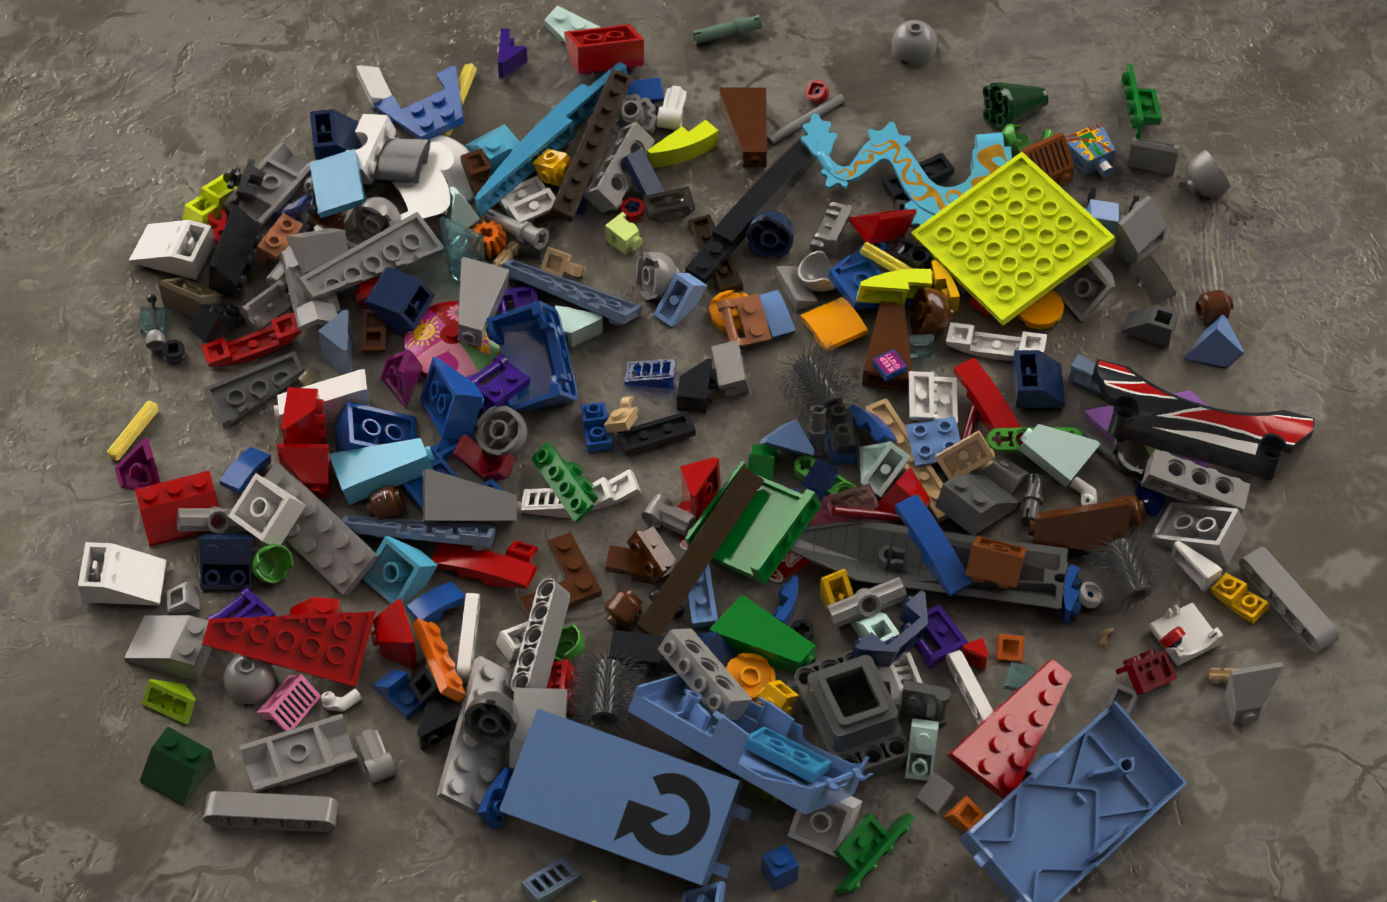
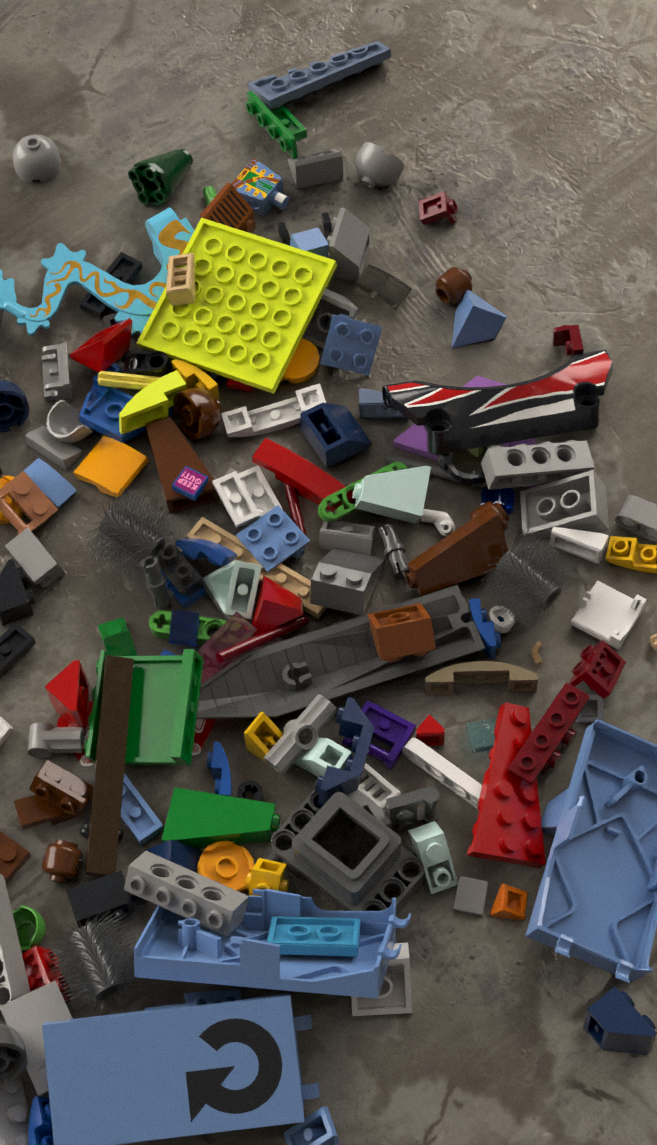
camera: 25 degrees left, 5 degrees up
(779, 867) = (366, 1056): blue brick -> none
(789, 438) = (131, 602): medium blue slope -> none
(865, 846) = (437, 989): green bracket -> none
(921, 345) = (207, 448): clear light blue tile -> none
(933, 544) = (334, 644): blue slope -> none
(966, 456) = (313, 540): tan bracket -> none
(970, 202) = (184, 293): none -> tan slope
(1010, 647) = (455, 709): orange slope -> none
(1013, 619) = (479, 672): none -> dark tan slope
(1014, 139) = (185, 209): bright green hair -> none
(1074, 703) = (550, 735): none -> dark red bracket
(1092, 314) = (350, 344): none -> medium blue hinge
(1152, 324) = (408, 328): dark grey slope -> none
(1155, 73) = (277, 91): none -> sand blue wing
(1173, 638) = (603, 625): red tile -> none
(1240, 234) = (437, 208): none -> dark red bracket
(1290, 395) = (569, 337): none -> dark red bracket

